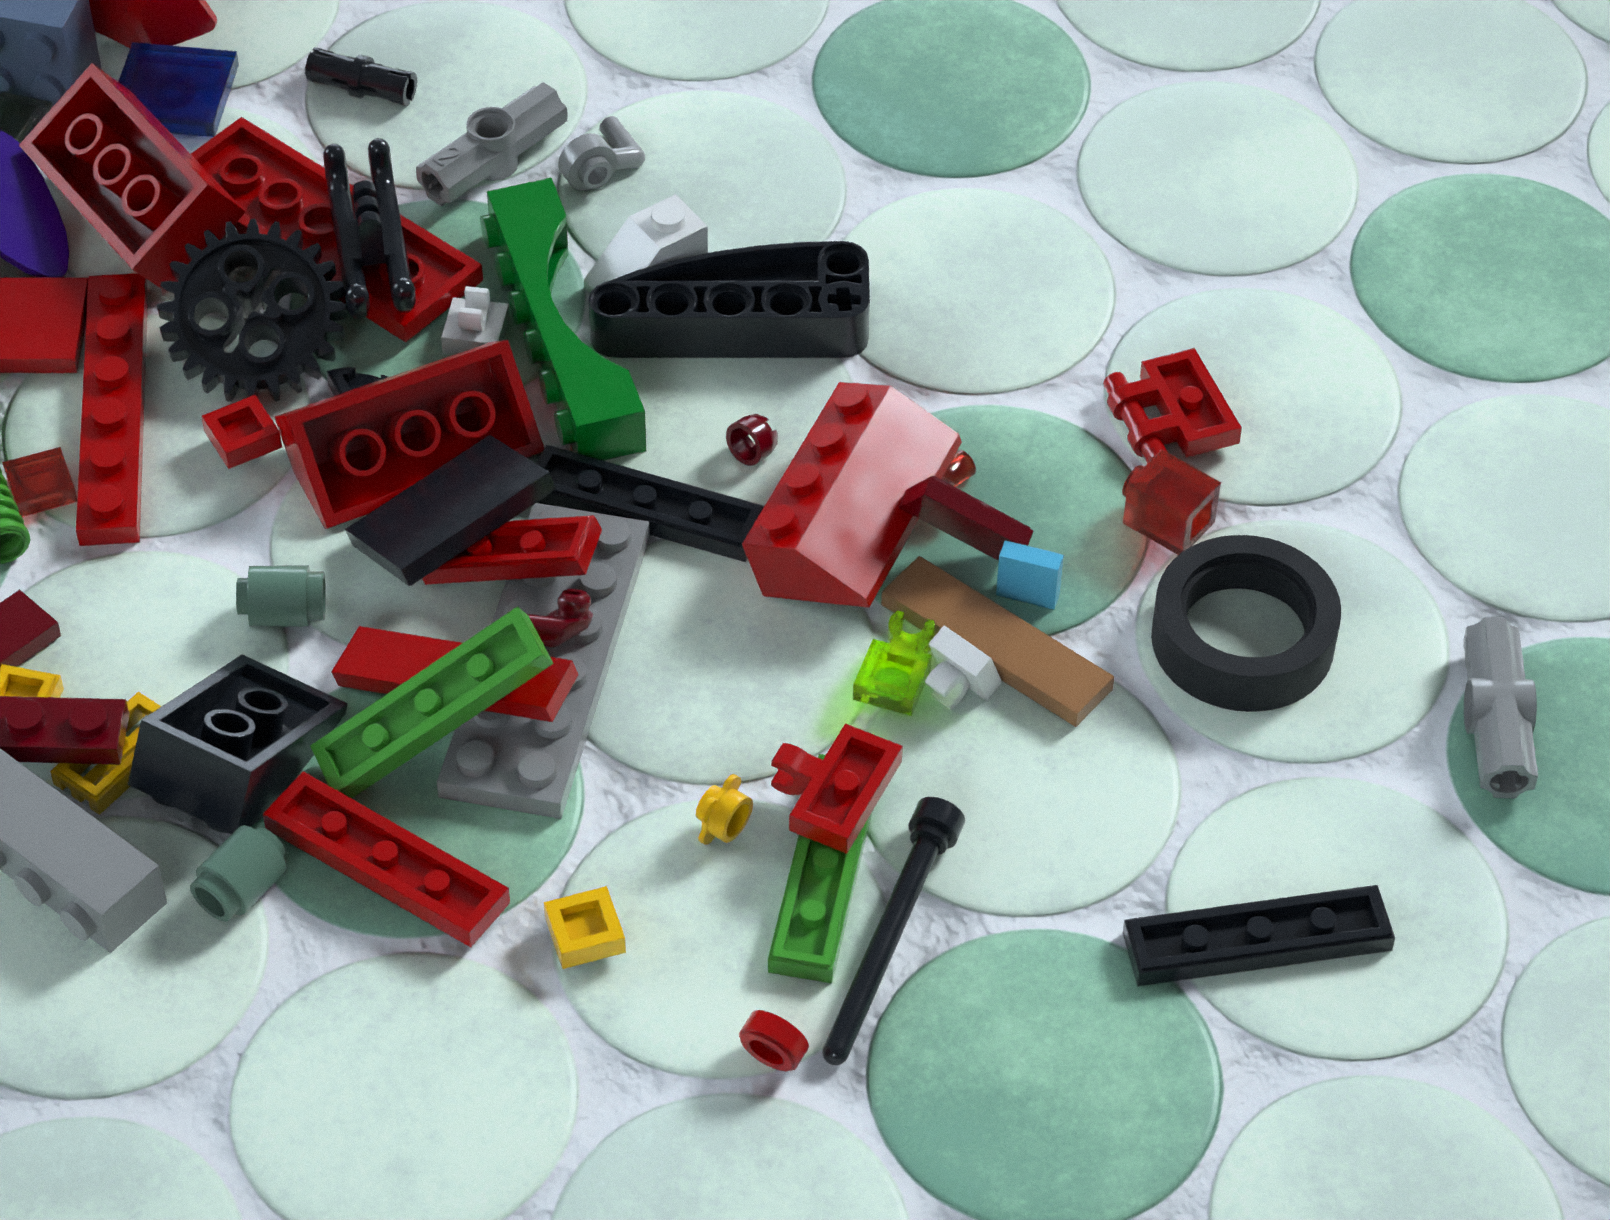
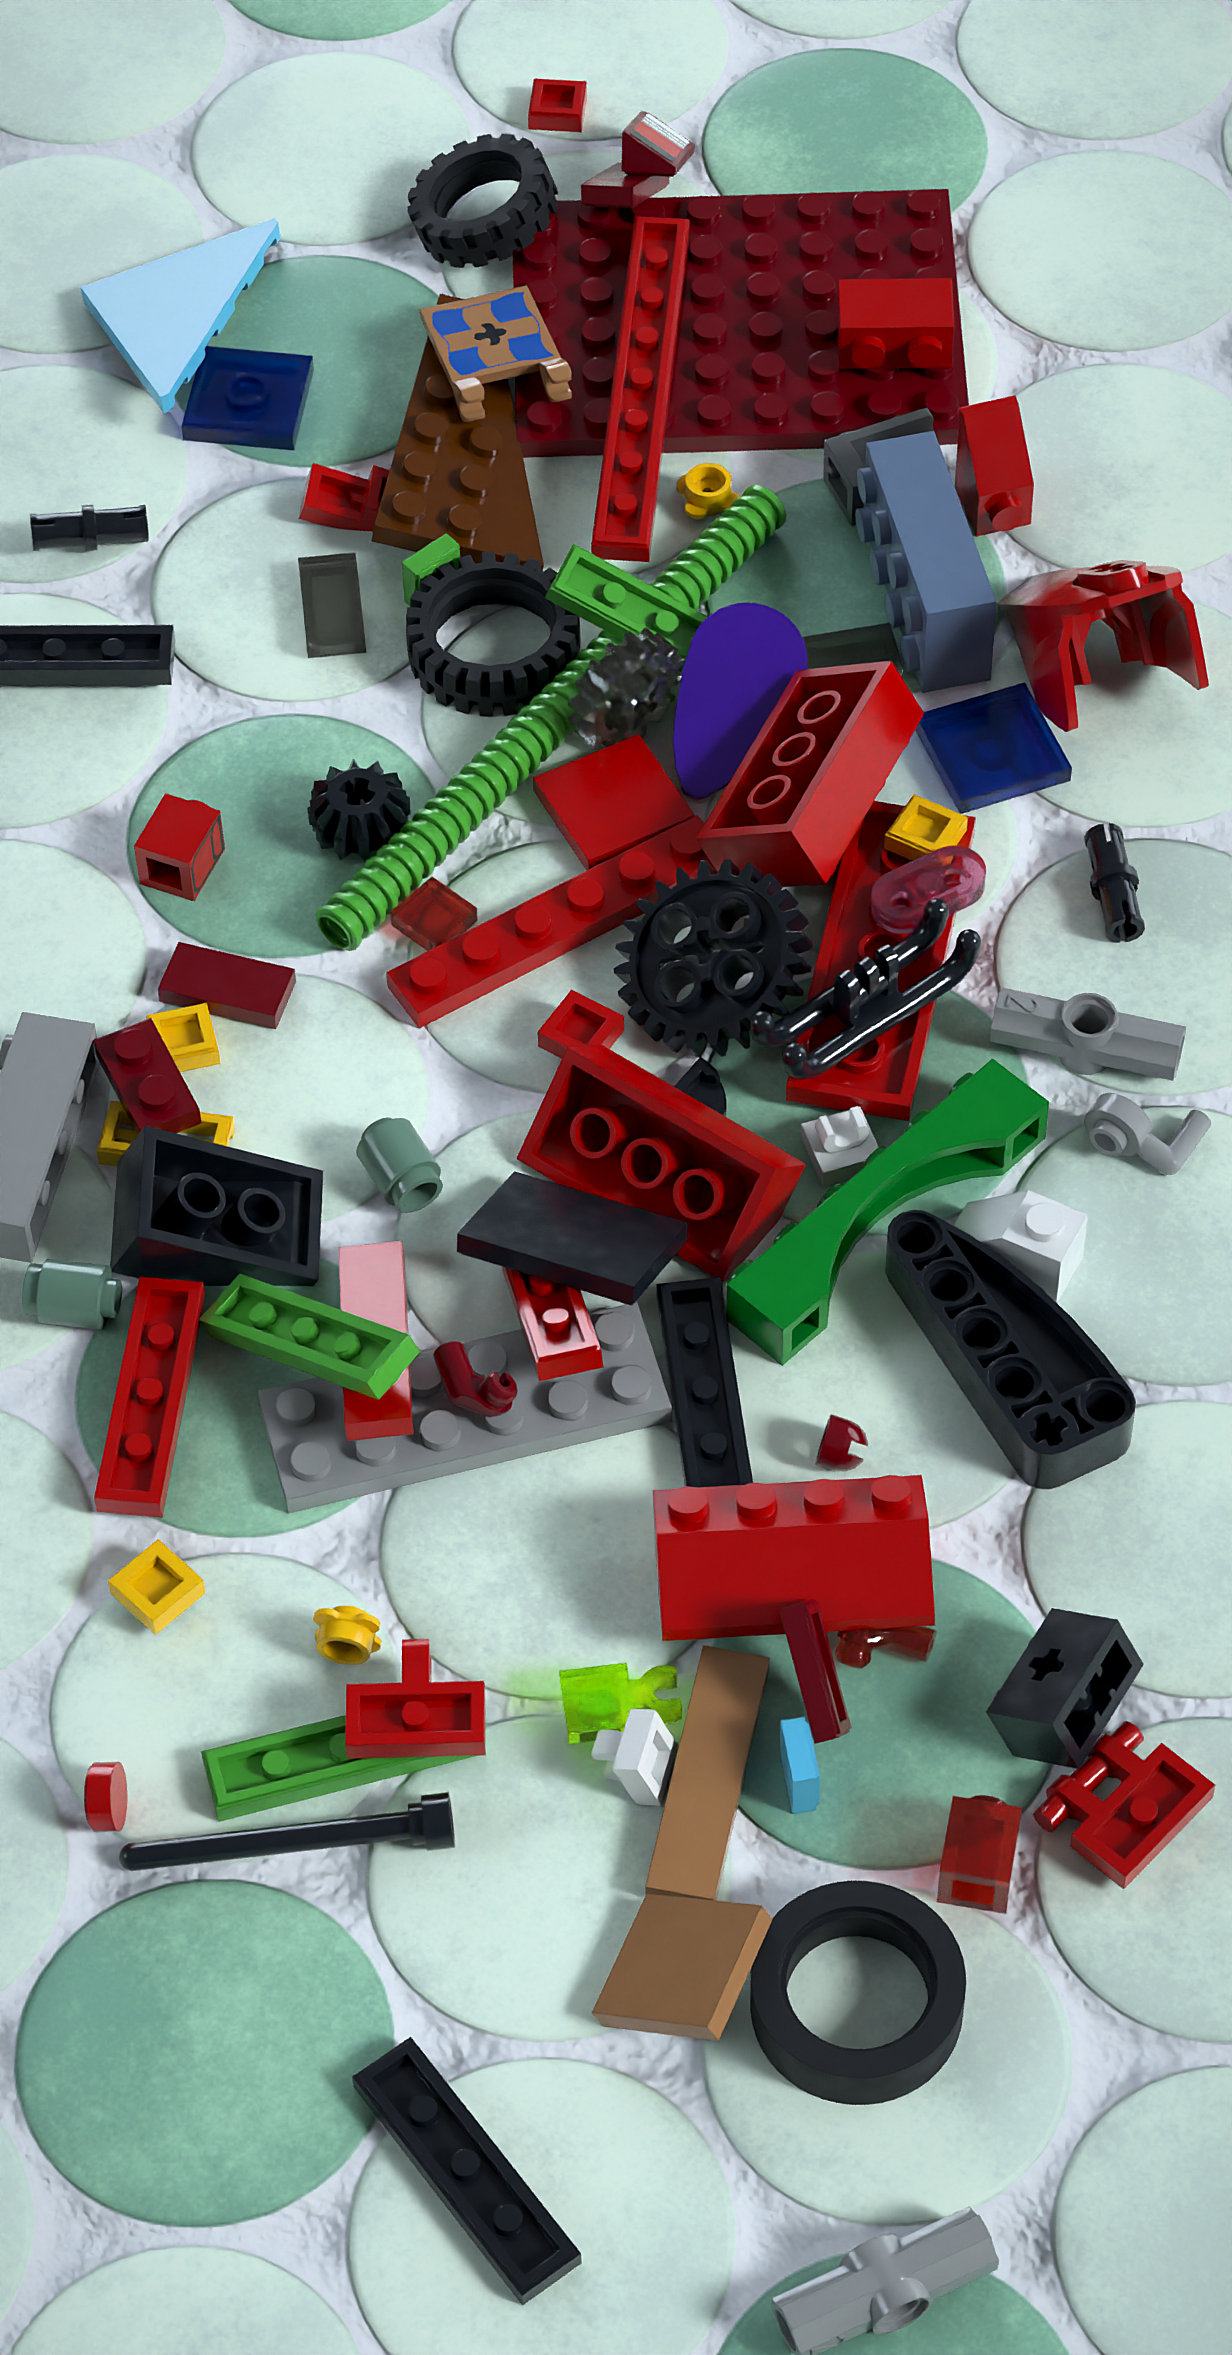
camera: 65 degrees right, 5 degrees up
(236, 145) = (924, 828): none -> yellow tile
(297, 161) = (924, 880): none -> clear pink plate
(1066, 390) = (1065, 1688): none -> black brick
(1170, 712) = (682, 1966): none -> medium nougat tile

